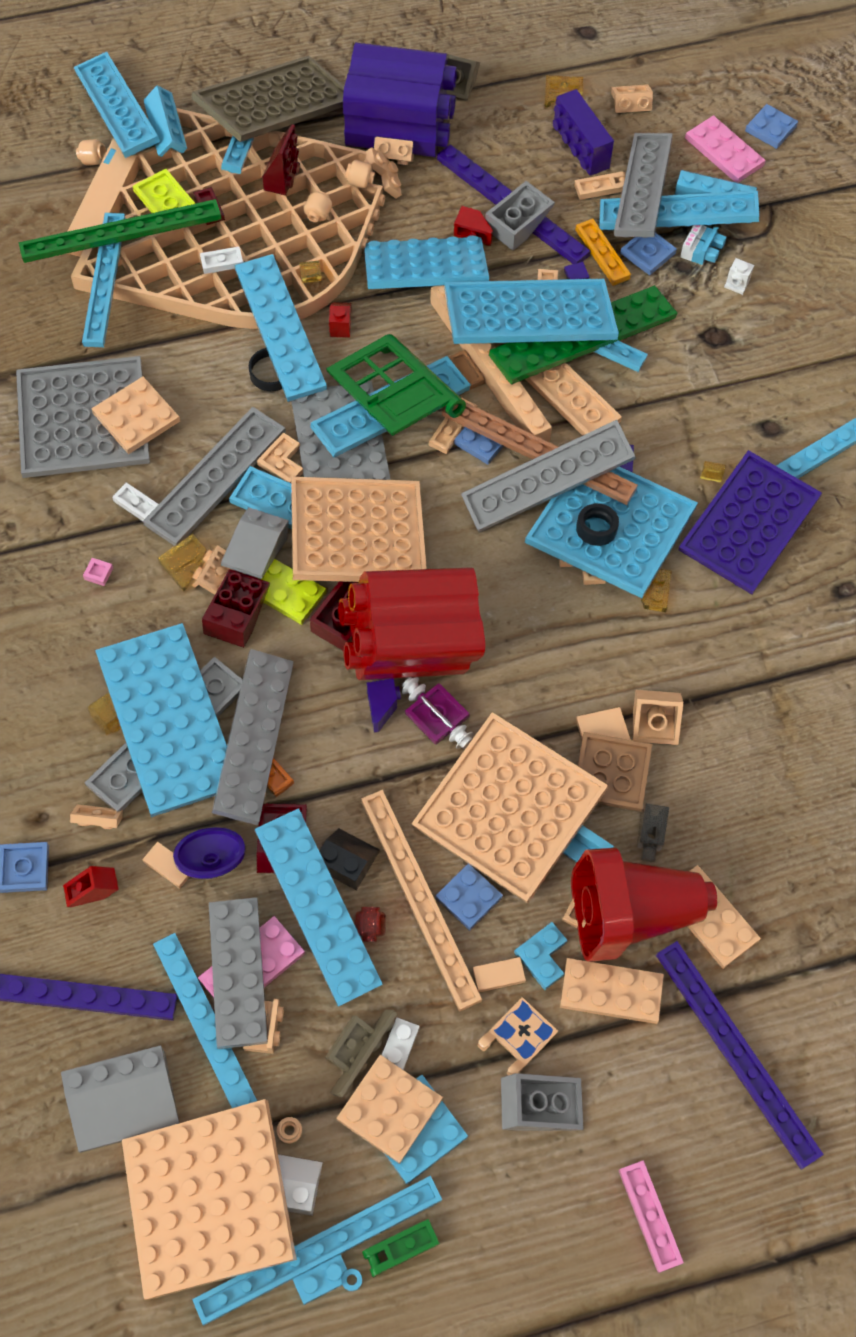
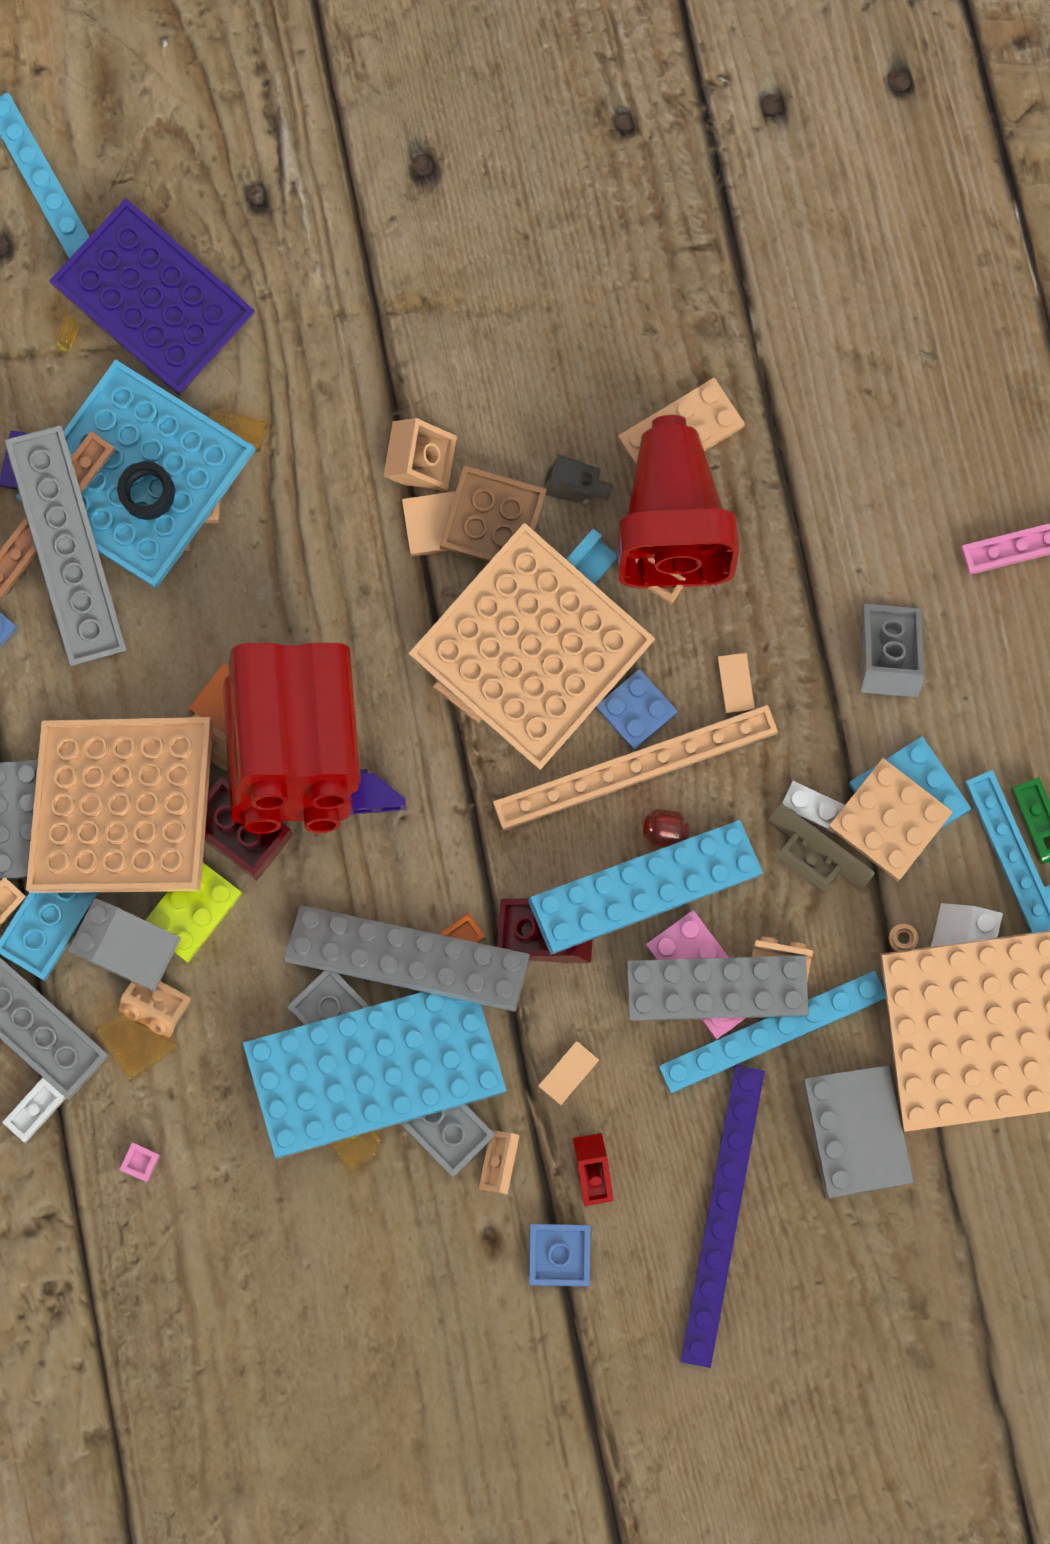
camera: 85 degrees left, 15 degrees up
(209, 853) = (550, 1014): dark purple dish -> none
(235, 608) = (216, 975): dark red slope -> none
(348, 857) = (576, 849): black slope -> none
(437, 713) = (394, 723): magenta plate -> none
(521, 1032) = (807, 664): light nougat flag -> none
(536, 955) = (711, 637): medium azure plate -> none
(612, 991) = (764, 557): light nougat plate -> none
(740, 1056) = (845, 425): dark purple plate -> none

